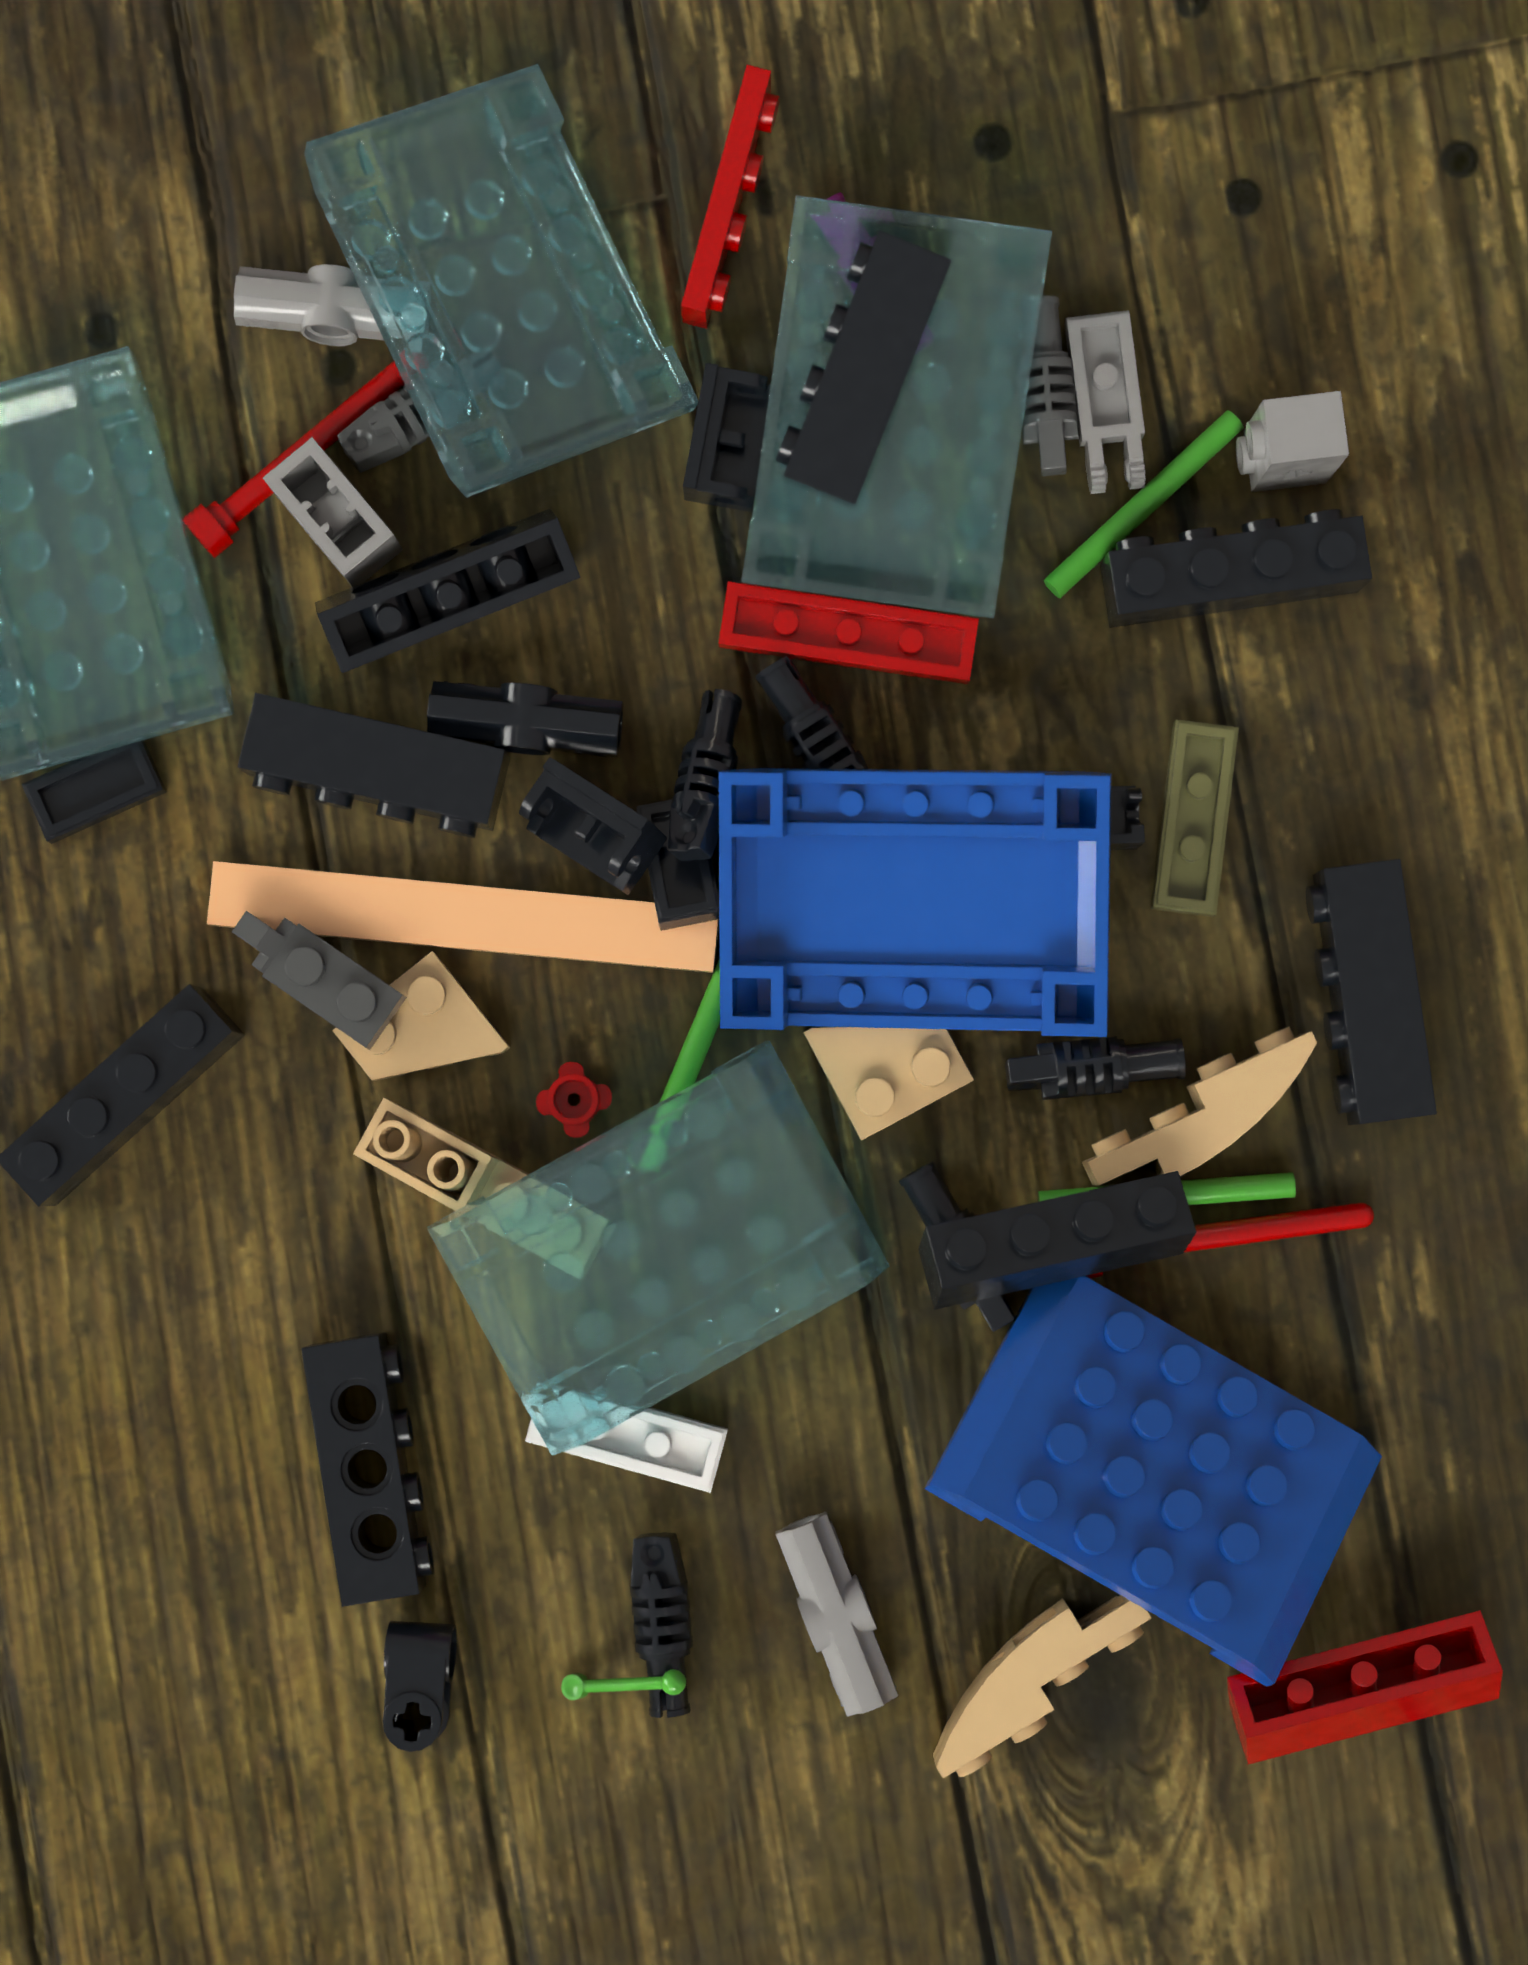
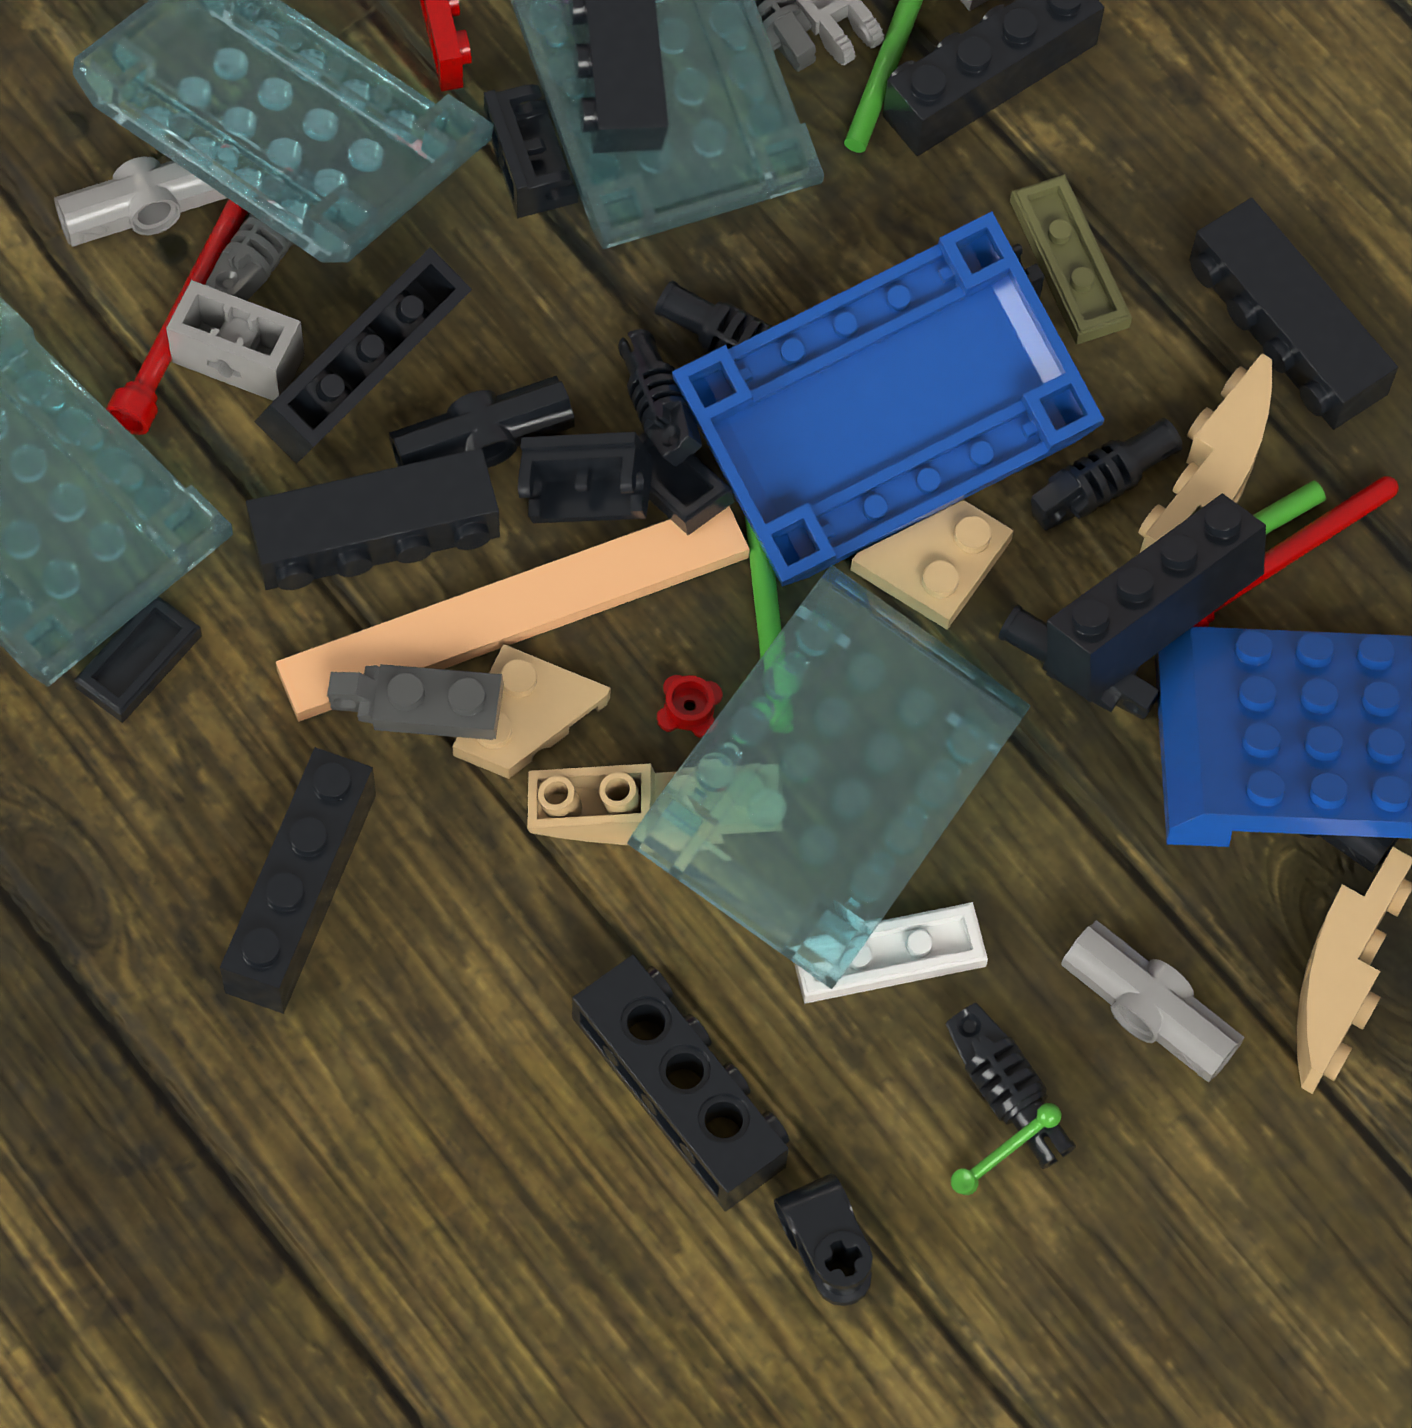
camera: 35 degrees left, 20 degrees down
(848, 632) = (711, 246): red plate -> none

